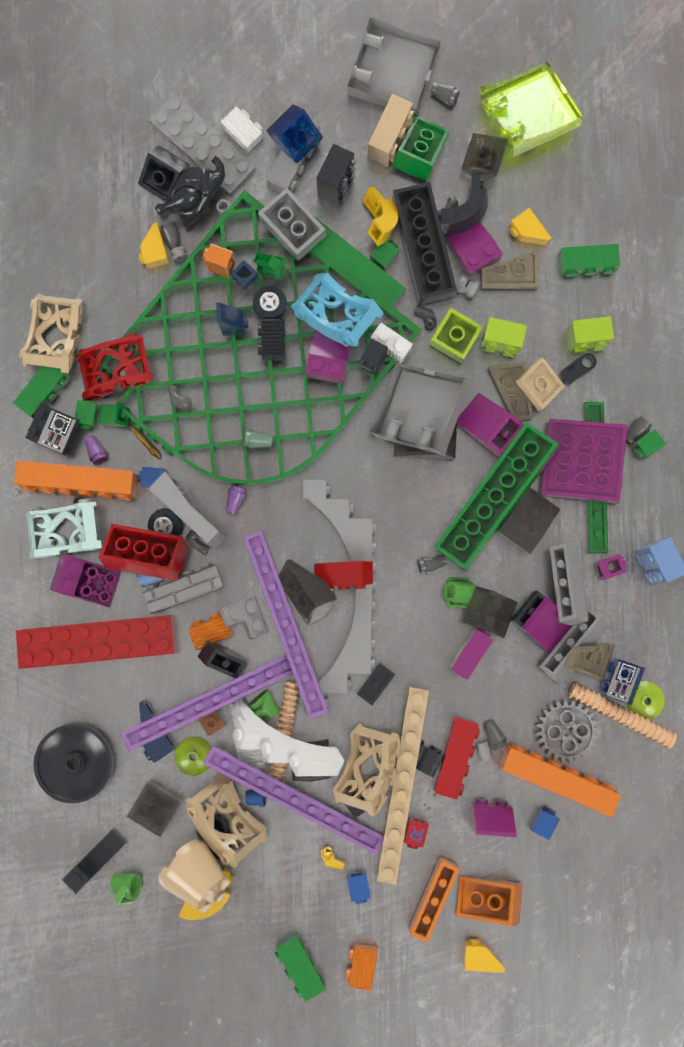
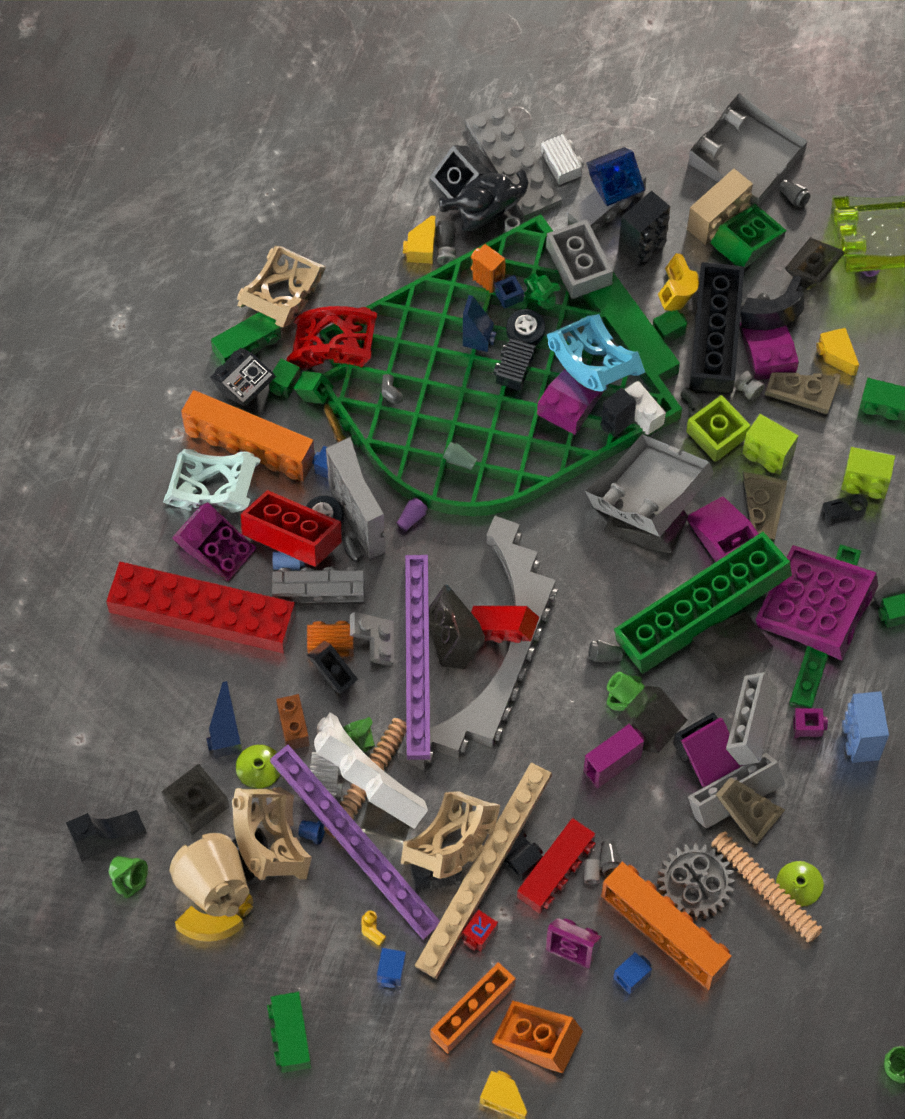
camera: 20 degrees right, 20 degrees down
(73, 763) = (124, 721): black dish -> none
(95, 451) = (278, 414): medium lavender cone -> none
(206, 703) = (300, 701): medium lavender plate -> none
(362, 966) = (361, 1057): orange brick -> none
(375, 684) = (494, 757): black plate -> none
(540, 384) = (794, 506): tan plate -> none
(622, 681) = (778, 846): clear blue slope -> none

